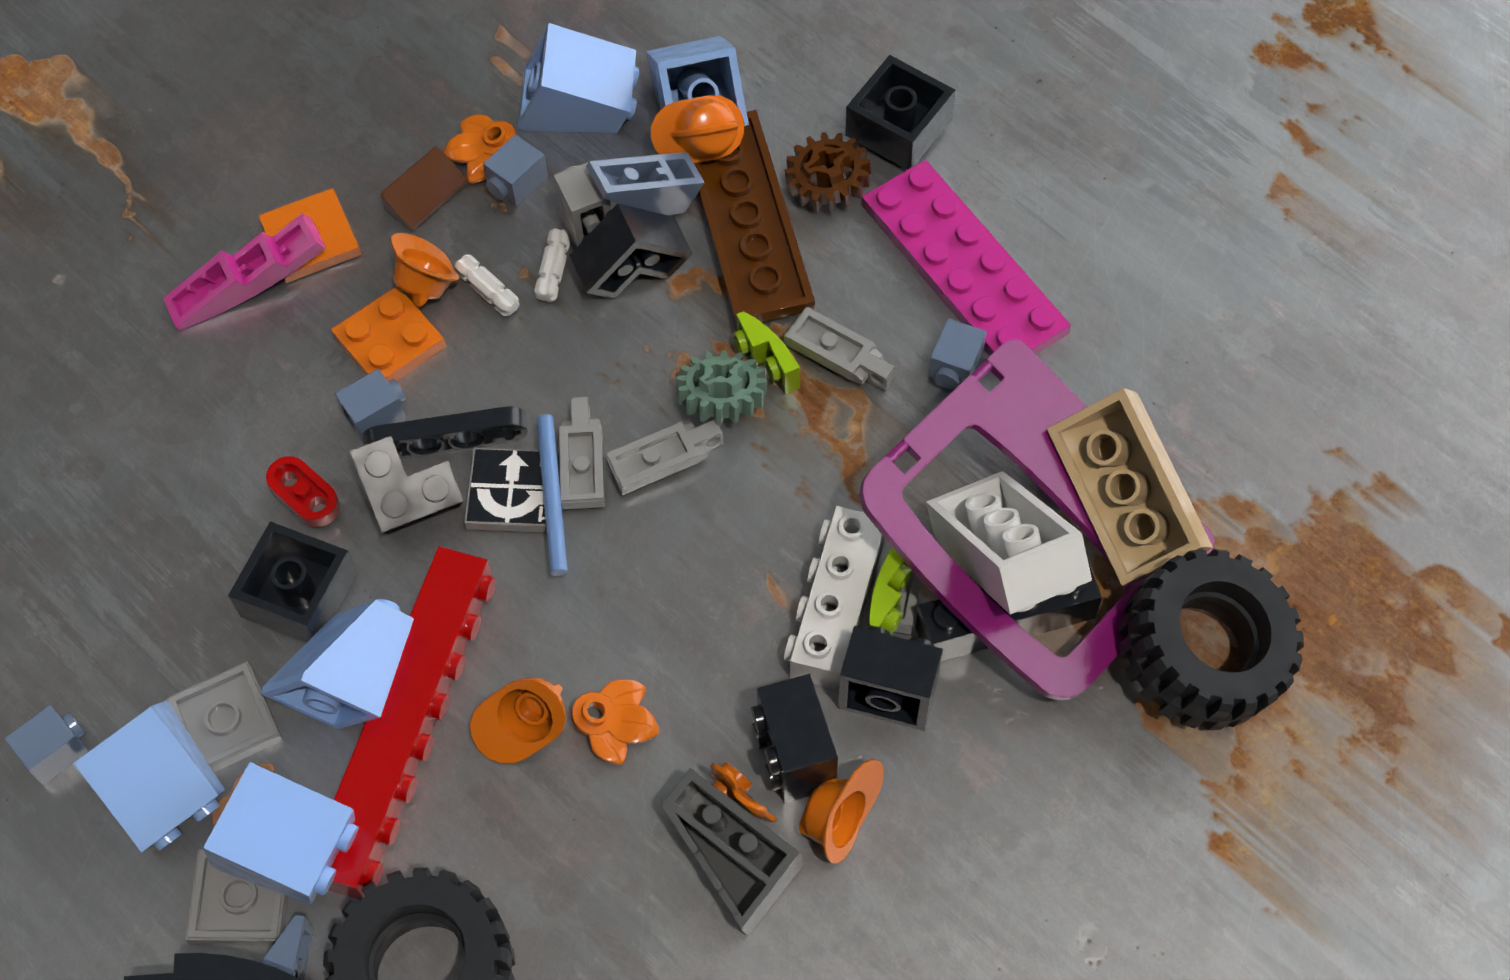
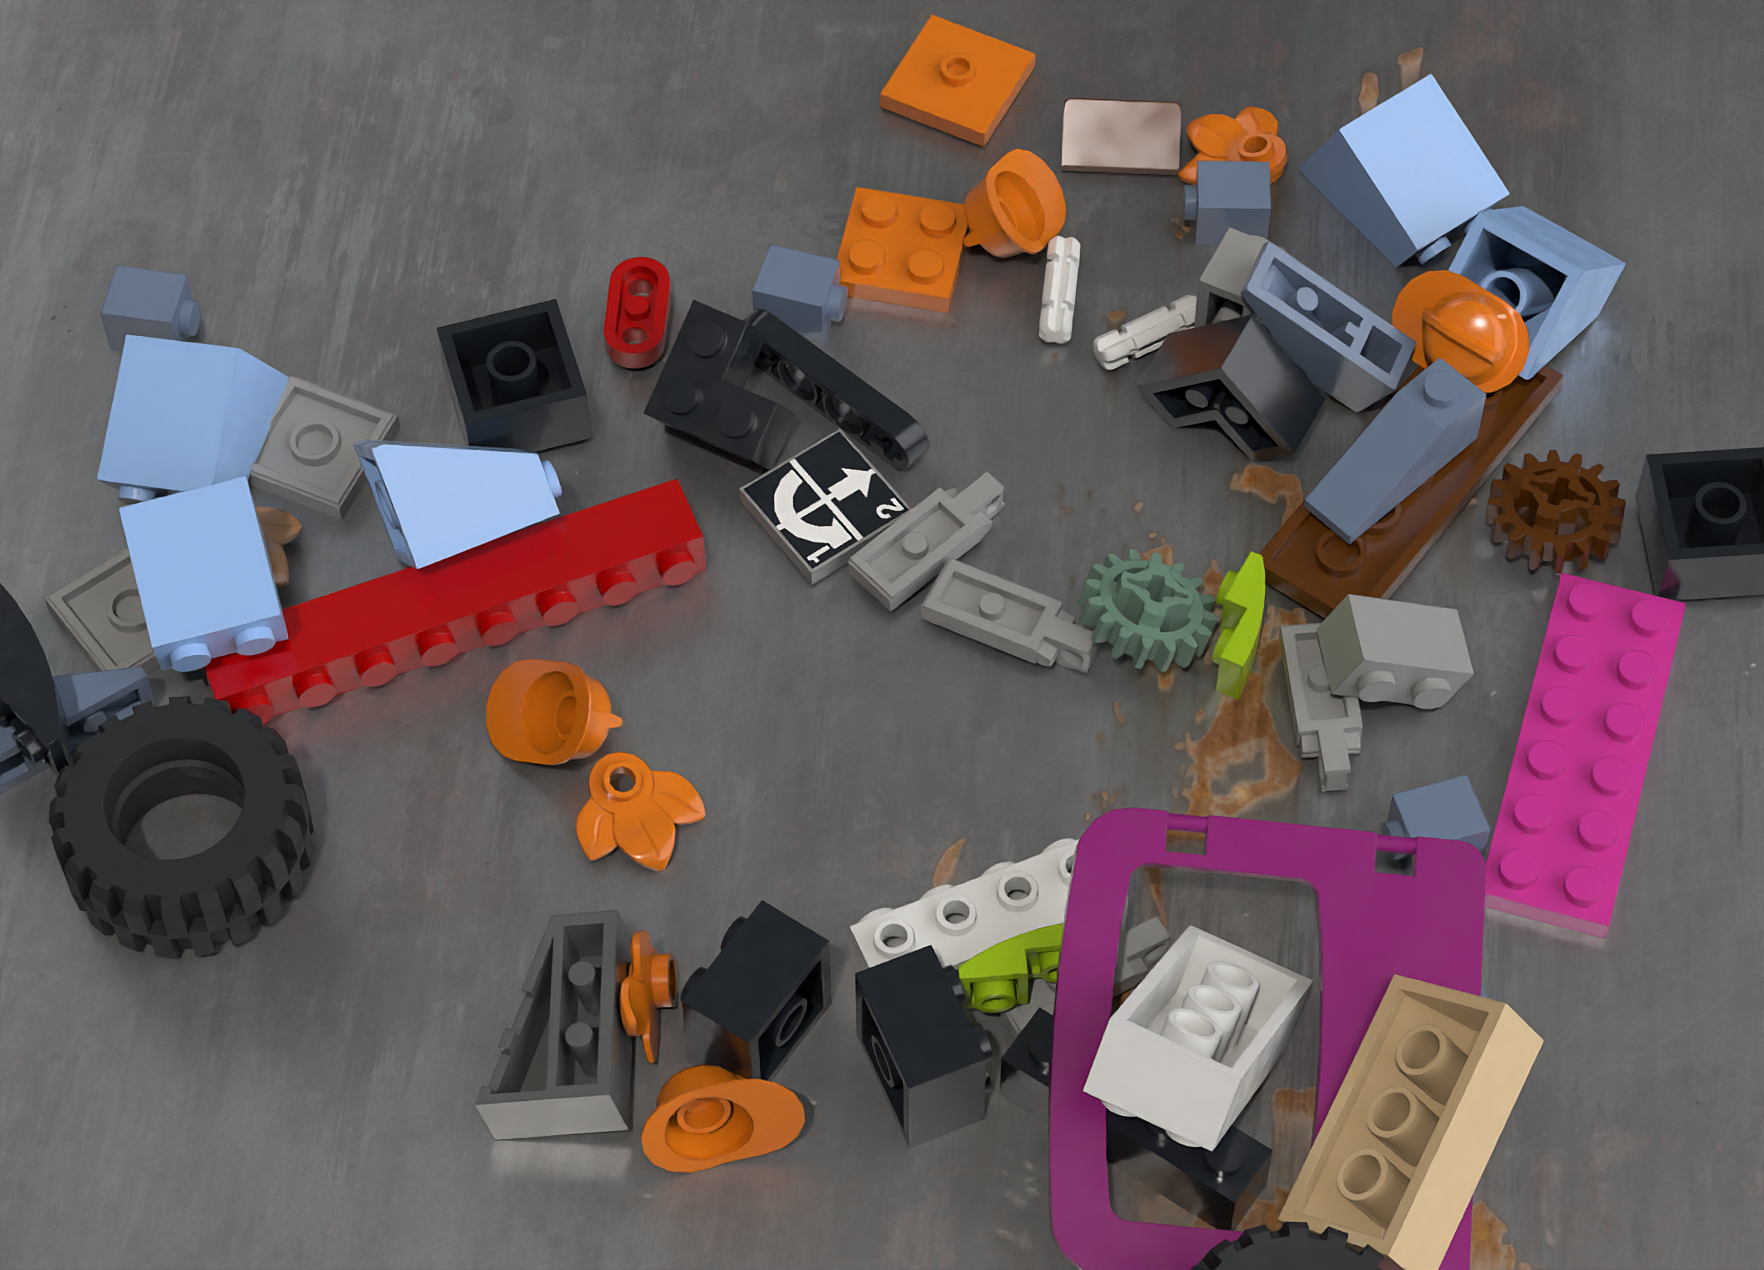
camera: 50 degrees right, 5 degrees down
(238, 277) = (832, 54): dark pink slope -> none
(551, 495) = (847, 544): medium blue bar -> none
(741, 208) = (1399, 450): none -> sand blue slope
(850, 297) = (1394, 651): none -> light grey brick

